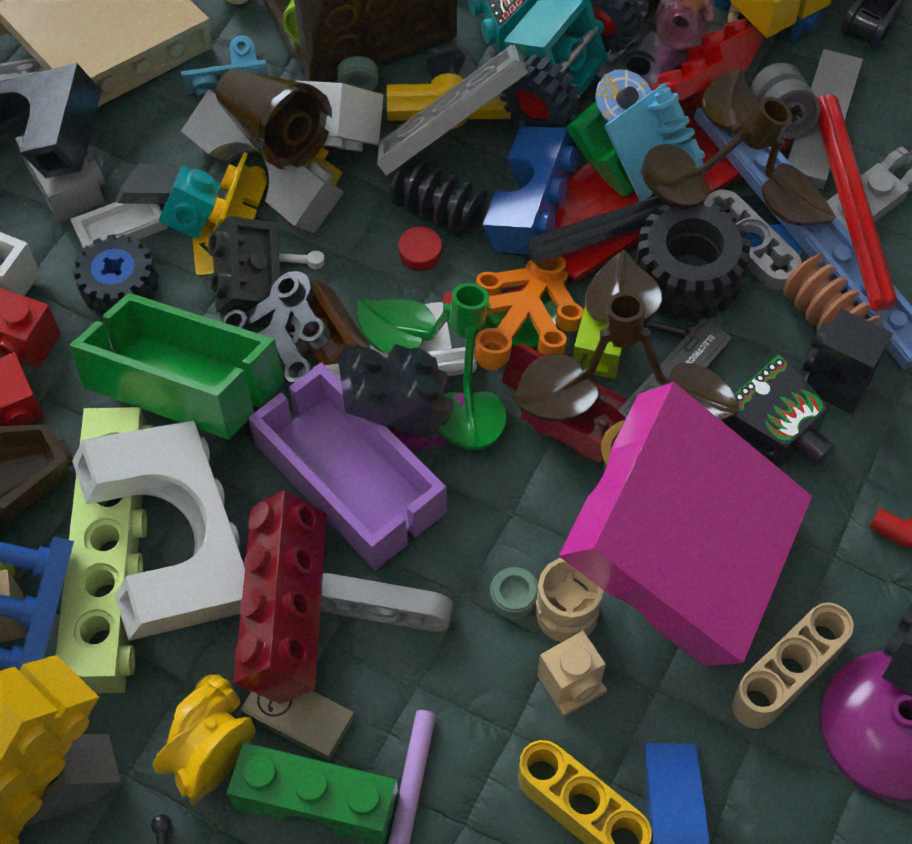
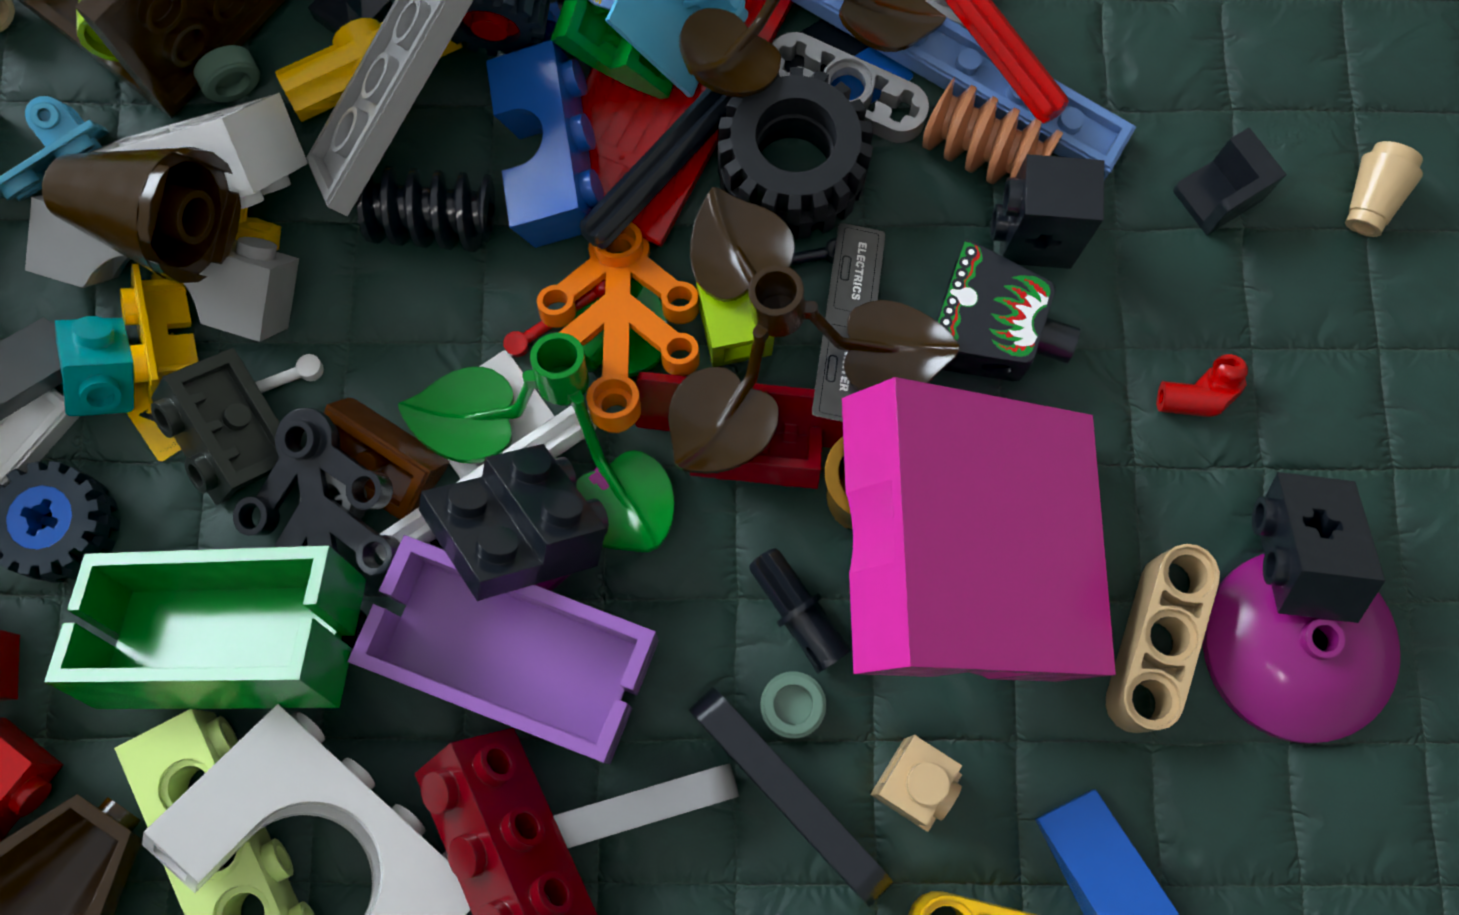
camera: 30 degrees left, 15 degrees up
(420, 248) = (439, 289): red tile -> none
(483, 644) = (791, 797): none -> black beam
(548, 530) = (799, 610): none -> black axle
(566, 601) = (869, 703): tan wheel -> none

